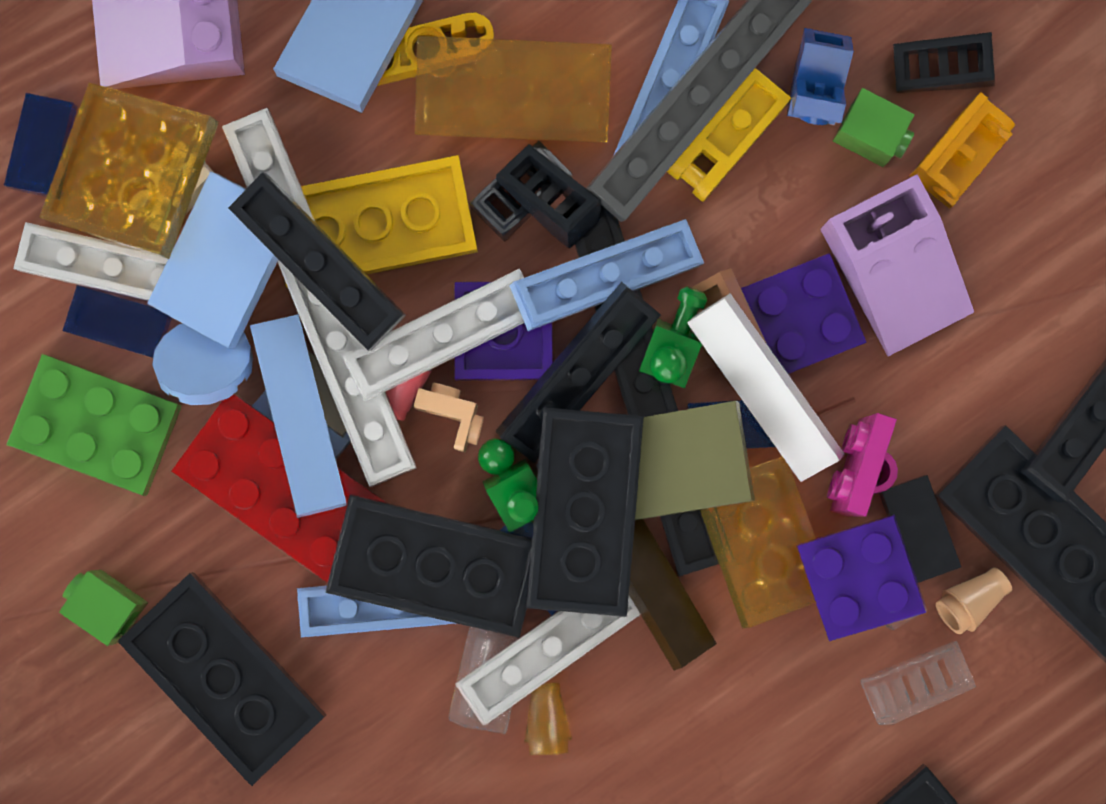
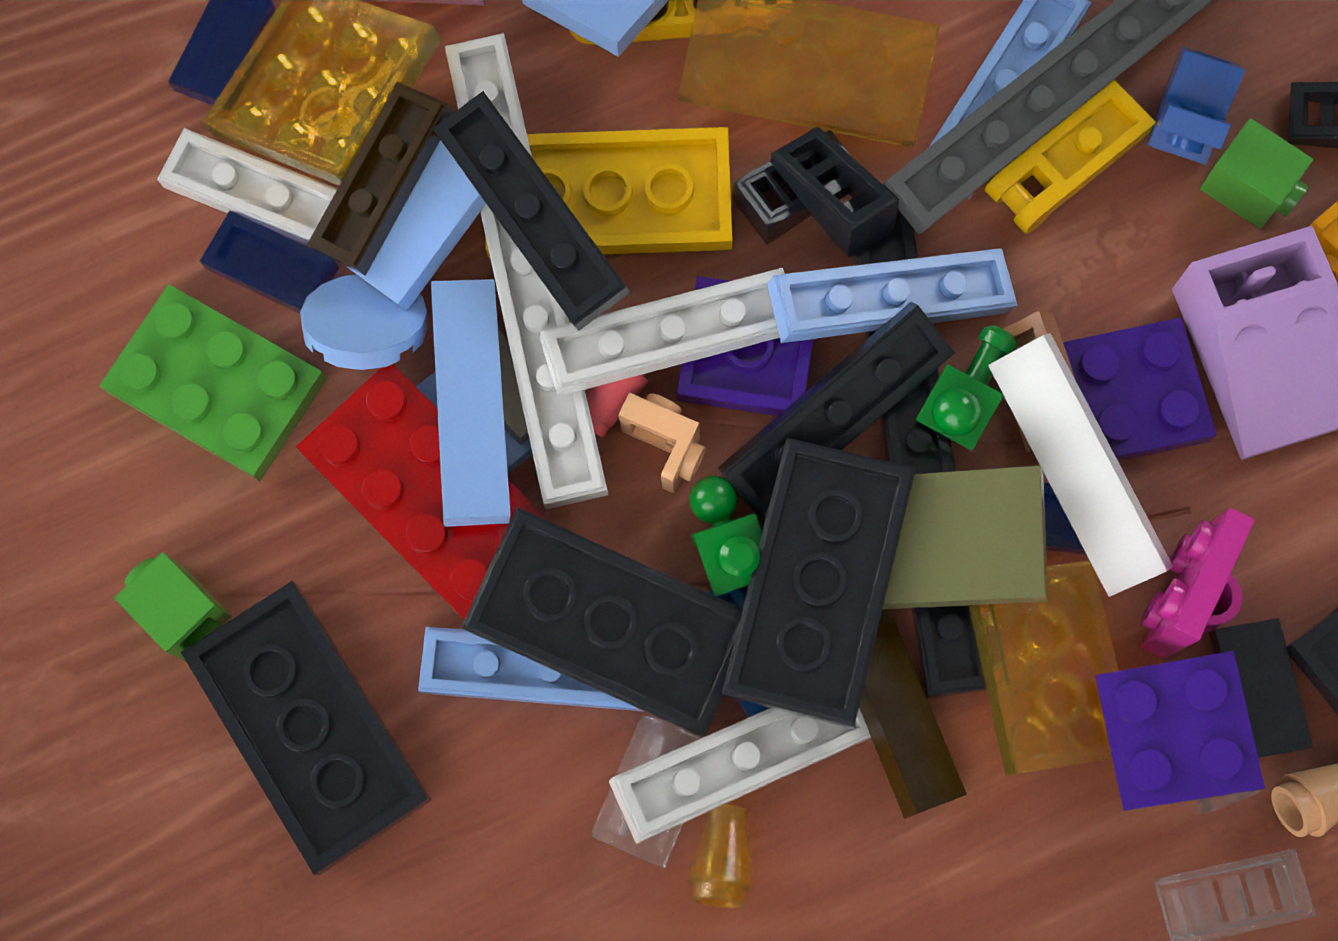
camera: 15 degrees right, 10 degrees down
(194, 249) = (380, 179): none -> dark brown tile

